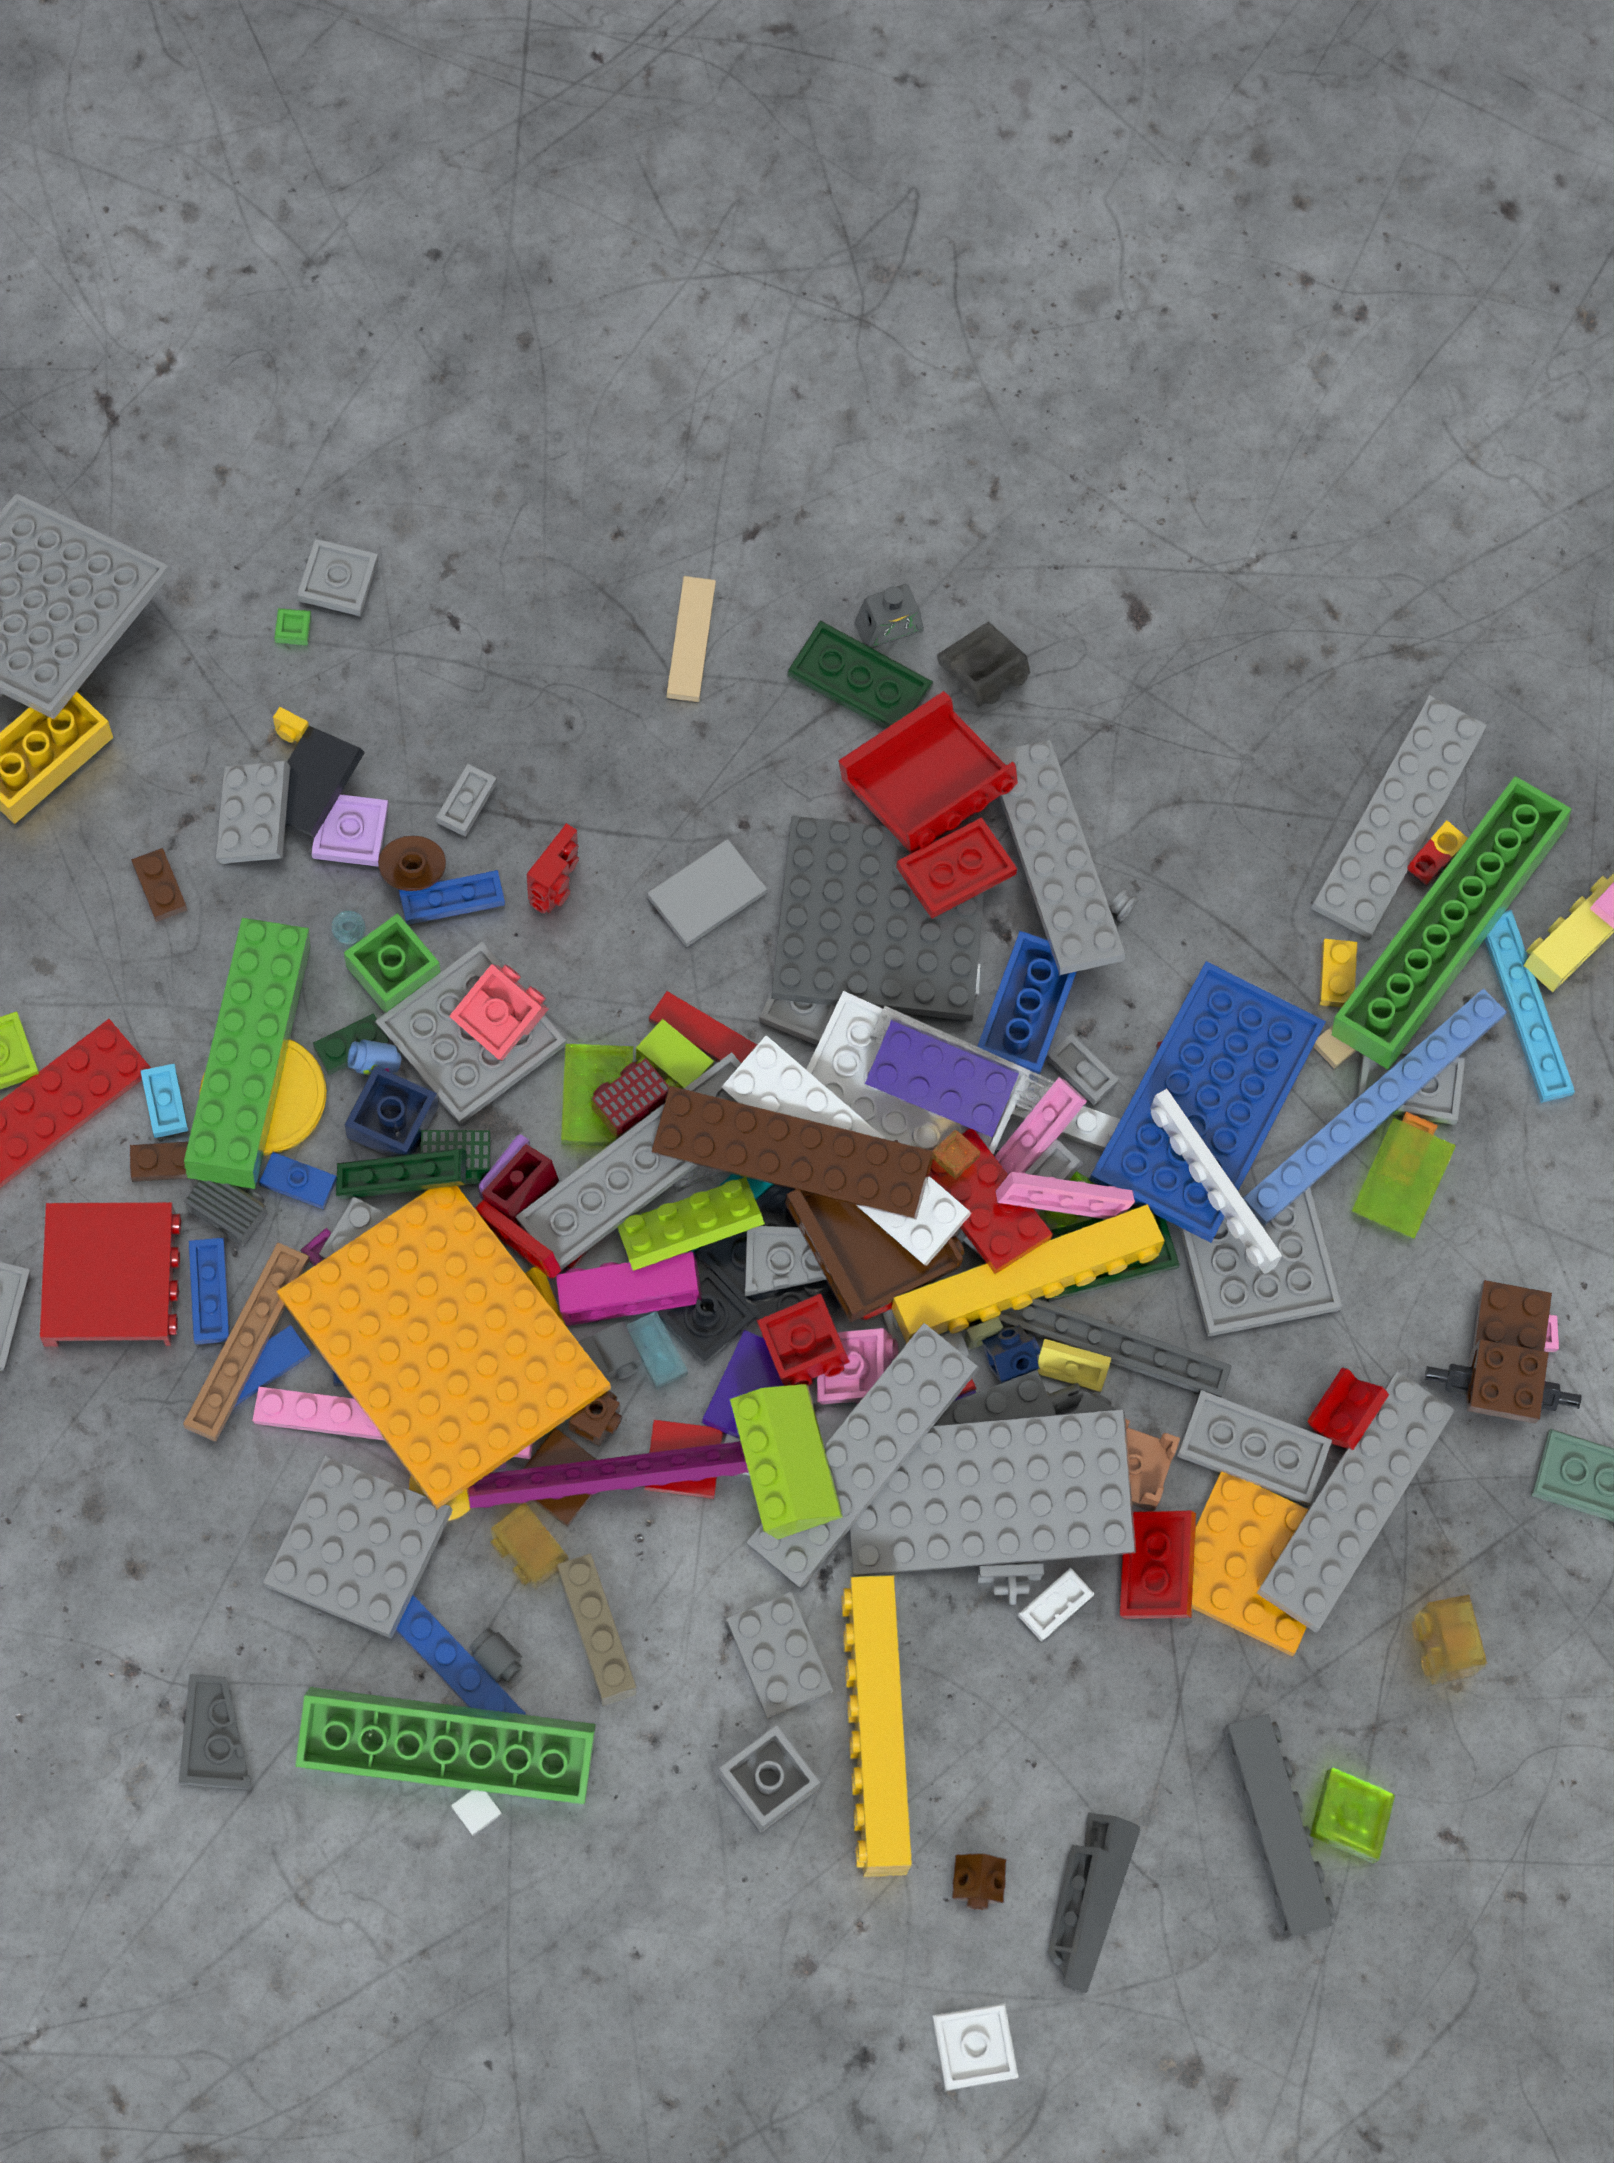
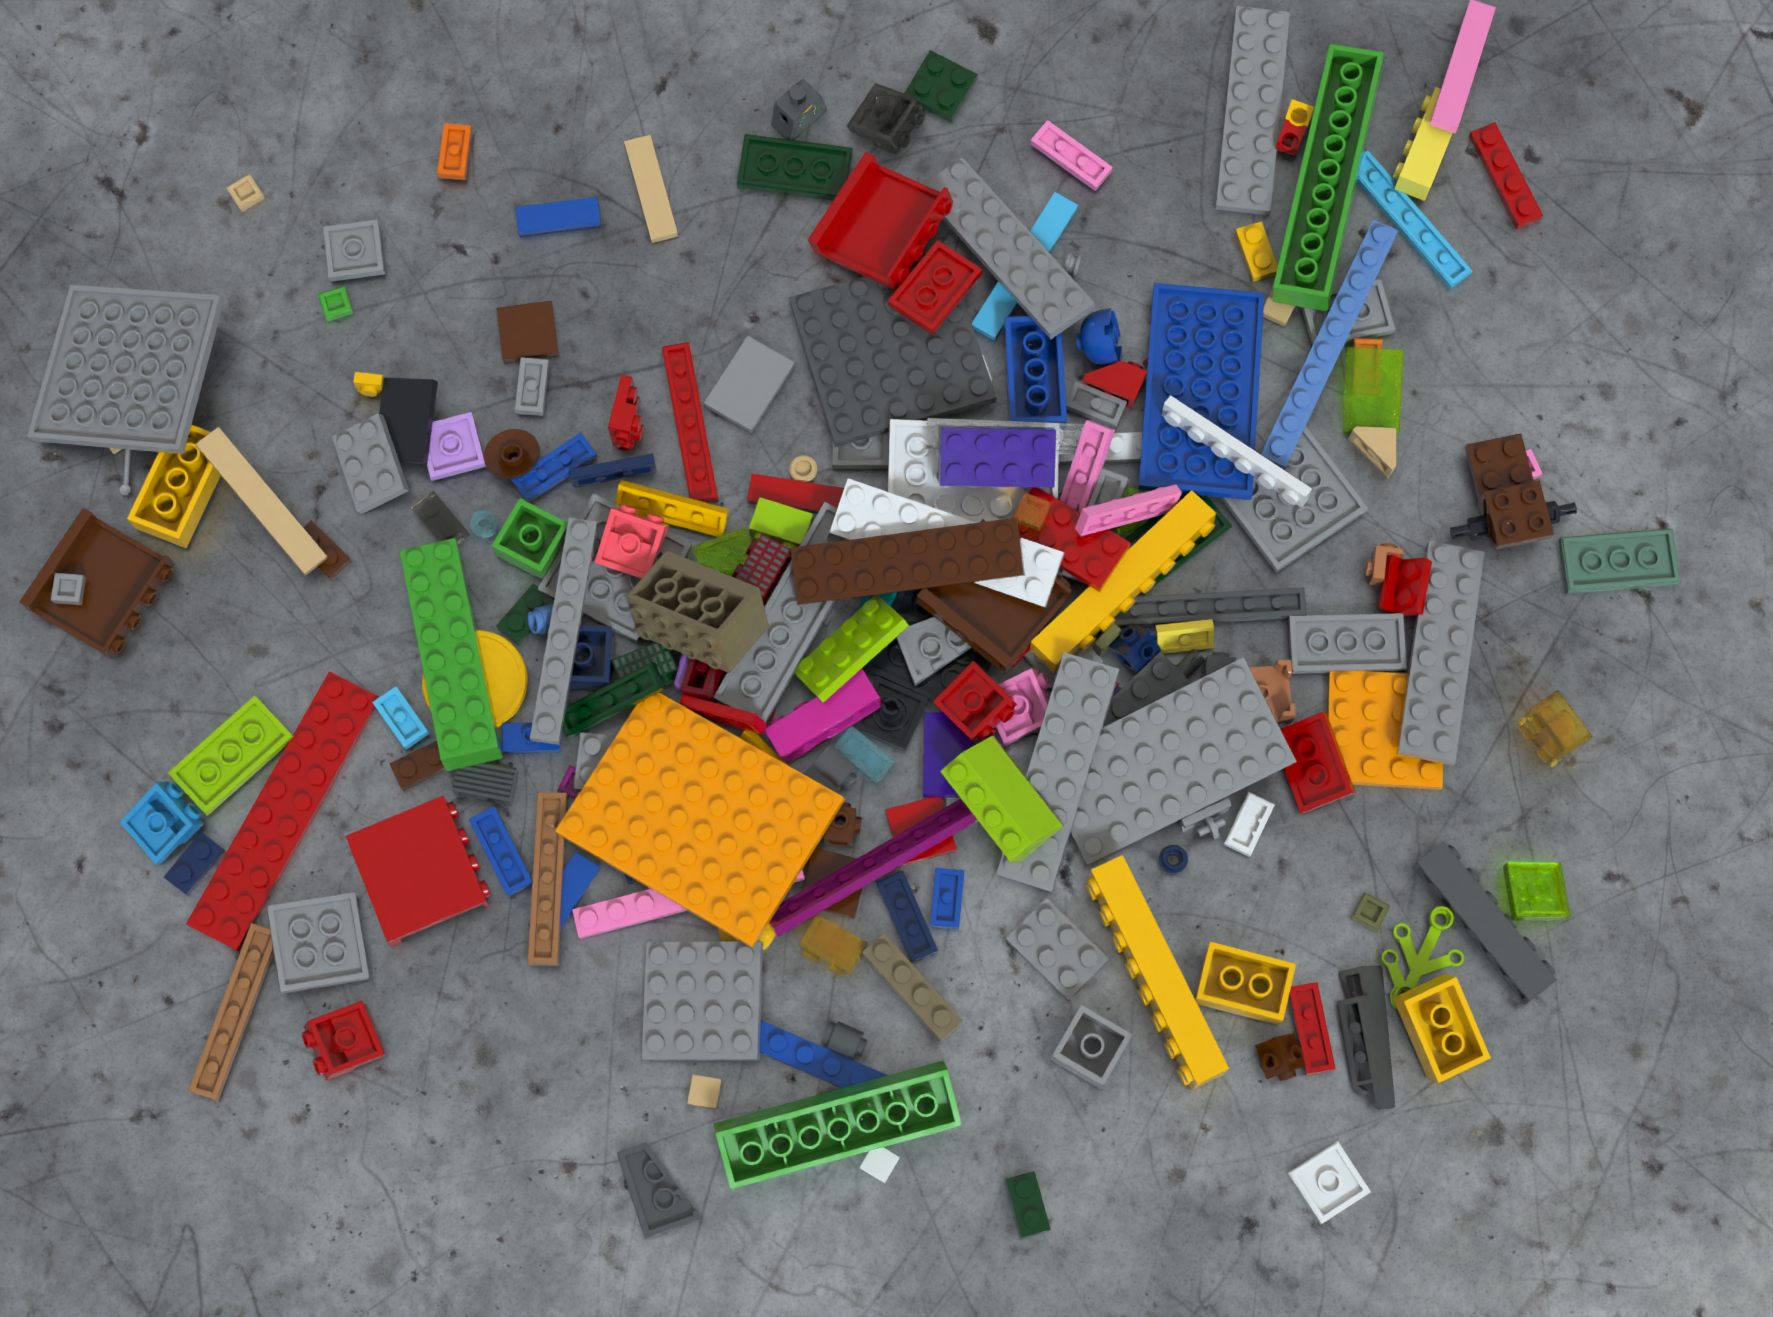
camera: 15 degrees left, 5 degrees up
(116, 804) = (261, 501): none -> tan tile
(248, 470) = (245, 193): none -> tan tile
(302, 903) = (439, 519): none -> clear smoke plate
(316, 1649) = (704, 1091): none -> tan tile
(381, 1076) = (564, 631): none -> light grey plate
(488, 739) = (527, 331): none -> reddish brown tile
(494, 514) = (454, 151): none -> orange plate
(515, 926) = (613, 470): none -> dark blue tile
(537, 1114) = (698, 611): none -> dark tan brick
(564, 994) = (674, 508): none -> yellow plate
(576, 628) = (558, 216): none -> blue tile
(620, 1926) = (1027, 1205): none -> dark green brick
(622, 910) = (690, 423): none -> red tile
(626, 1548) = (907, 917): none -> dark blue plate
(679, 1546) = (947, 898): none -> blue plate
(726, 1009) = (803, 469): none -> tan tile
(957, 1598) = (1175, 850): none -> dark blue plate
(972, 1779) = (1244, 983): none -> yellow brick
(1028, 1863) = (1311, 1028): none -> red plate
(1061, 653) = (941, 85): none -> dark green plate
(1109, 860) = (1047, 231): none -> medium azure tile
(1119, 996) = (1100, 337): none -> blue cylinder
(1120, 1052) = (1119, 380): none -> red slope
(1152, 1760) = (1370, 912): none -> olive tile
(1173, 785) = (1071, 155): none -> bright pink plate
(1176, 1923) = (1441, 1028): none -> yellow brick
(1184, 1842) = (1419, 963): none -> lime plant
(1323, 1375) = (1376, 565): none -> nougat bracket
(1382, 1241) = (1377, 445): none -> tan slope

